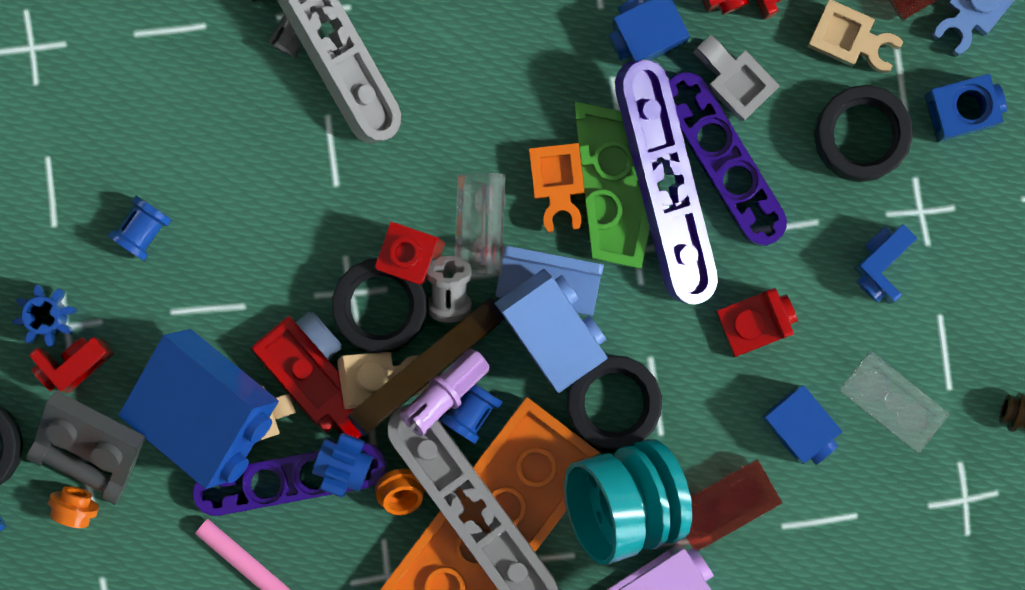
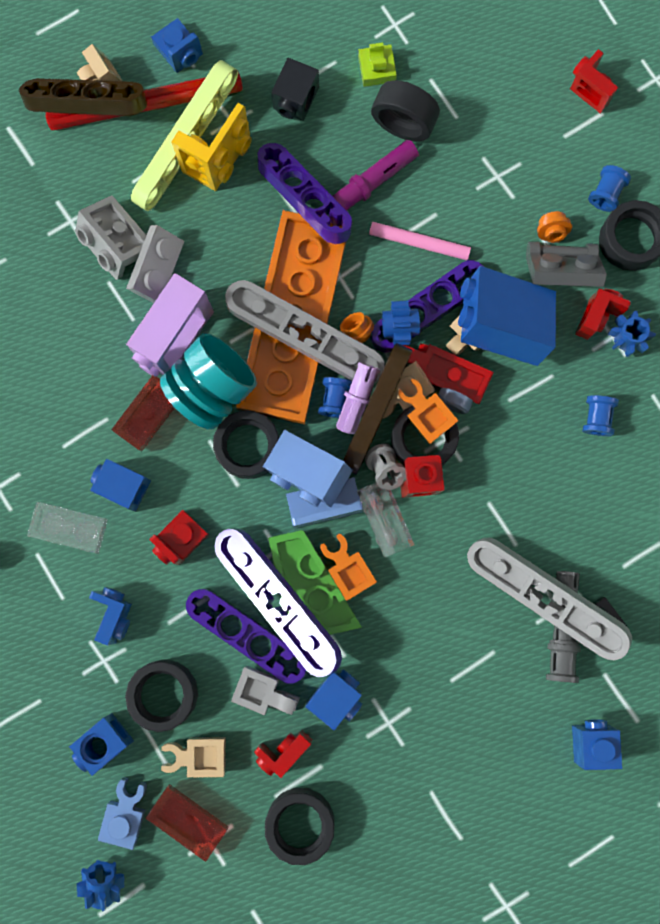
camera: 160 degrees right, 5 degrees down
(362, 325) = (430, 414): none -> orange plate

